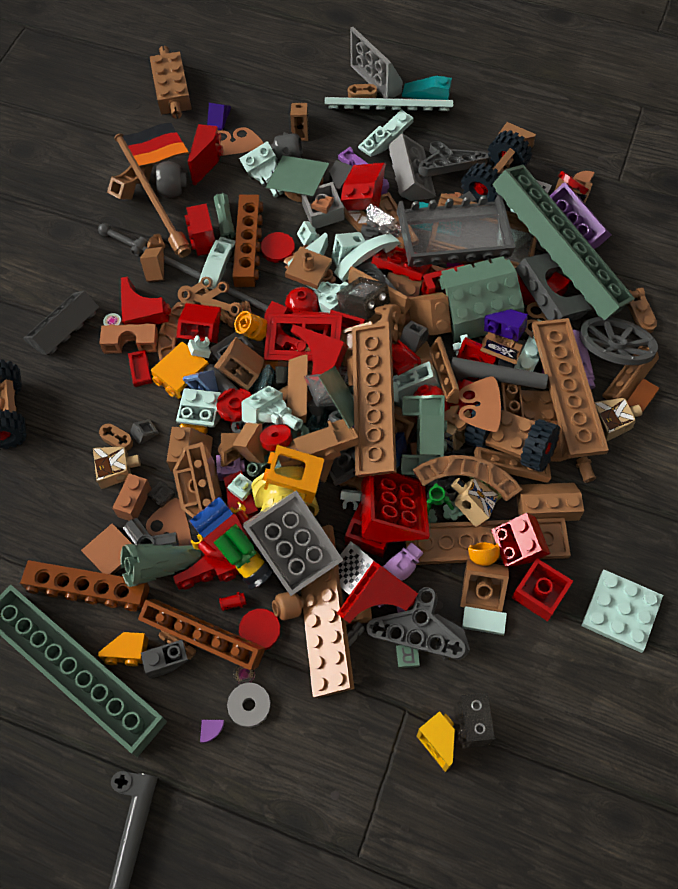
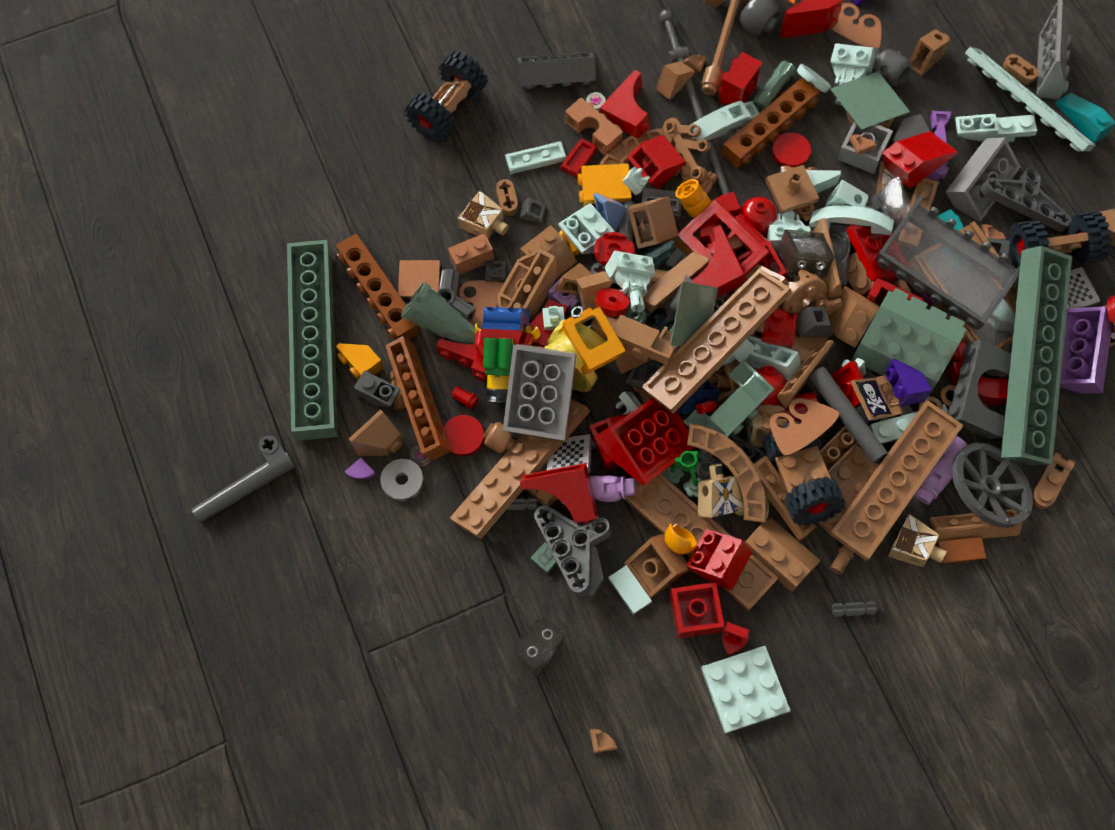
camera: 45 degrees right, 5 degrees up
(108, 393) = (535, 157): none -> light aqua tile
(201, 691) = (376, 437): none -> medium nougat slope
(246, 190) = (811, 76): none -> light aqua tile
(307, 233) = (827, 159): light aqua tile -> none
(408, 449) = (707, 407): none -> red arm
(411, 317) = (830, 306): none -> medium nougat piece
(438, 739) = (501, 632): yellow slope -> none
(578, 742) = (601, 741): none -> medium nougat tile
(582, 584) = (734, 638): none -> red tile
(625, 492) = (854, 608): none -> dark grey axle

